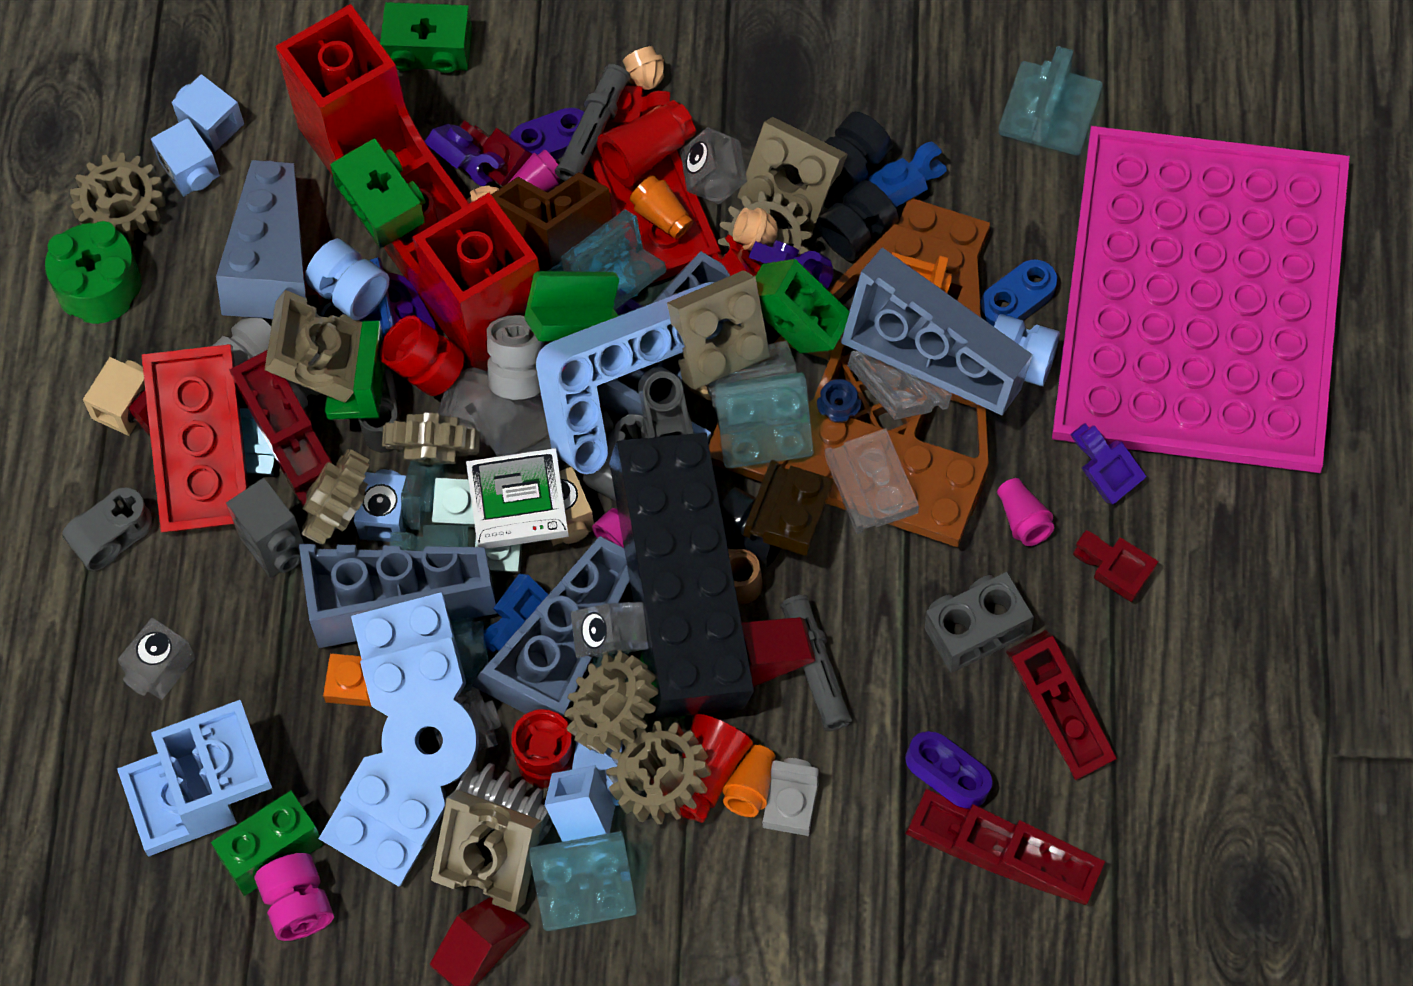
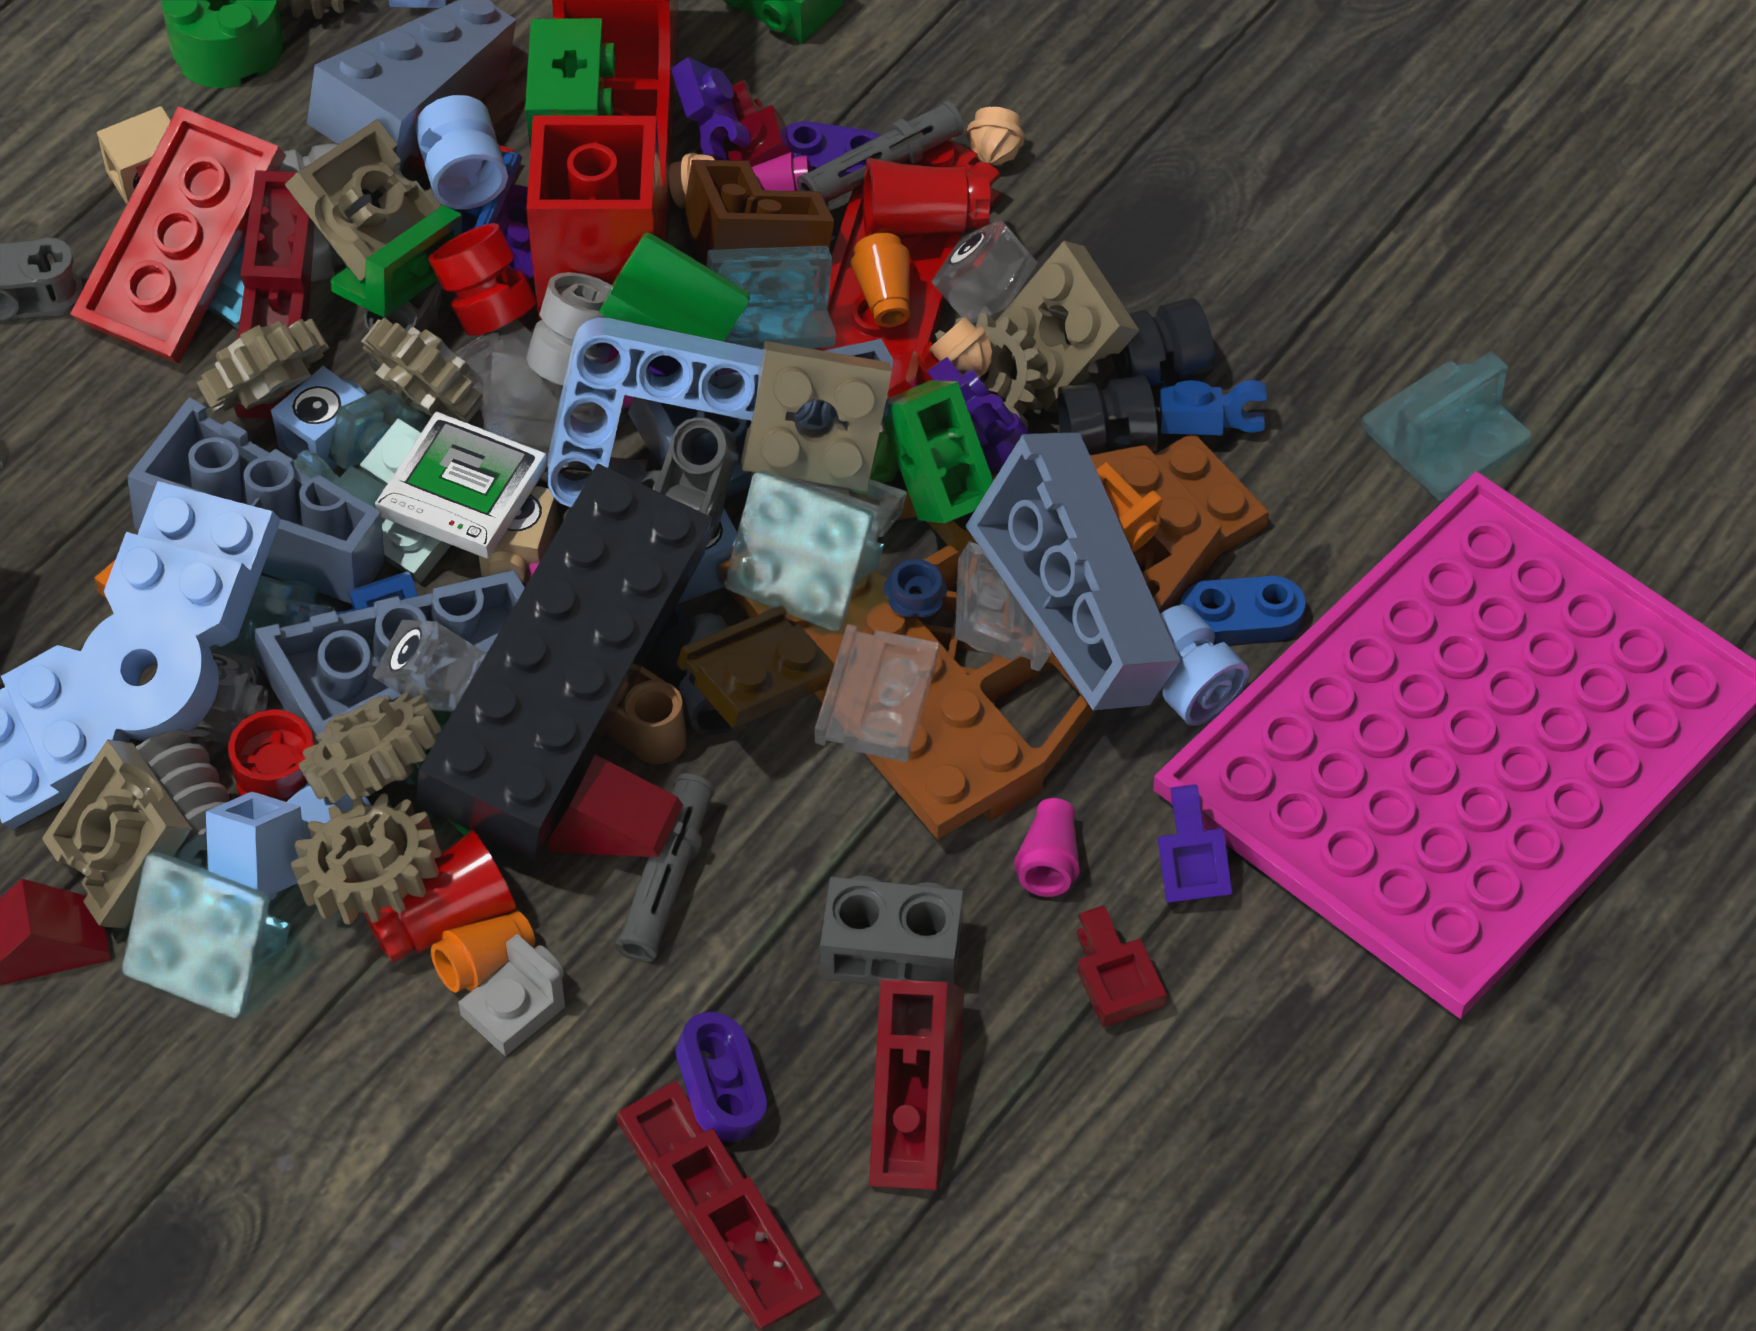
camera: 30 degrees right, 10 degrees down
(266, 528) = (169, 356): dark grey brick -> none

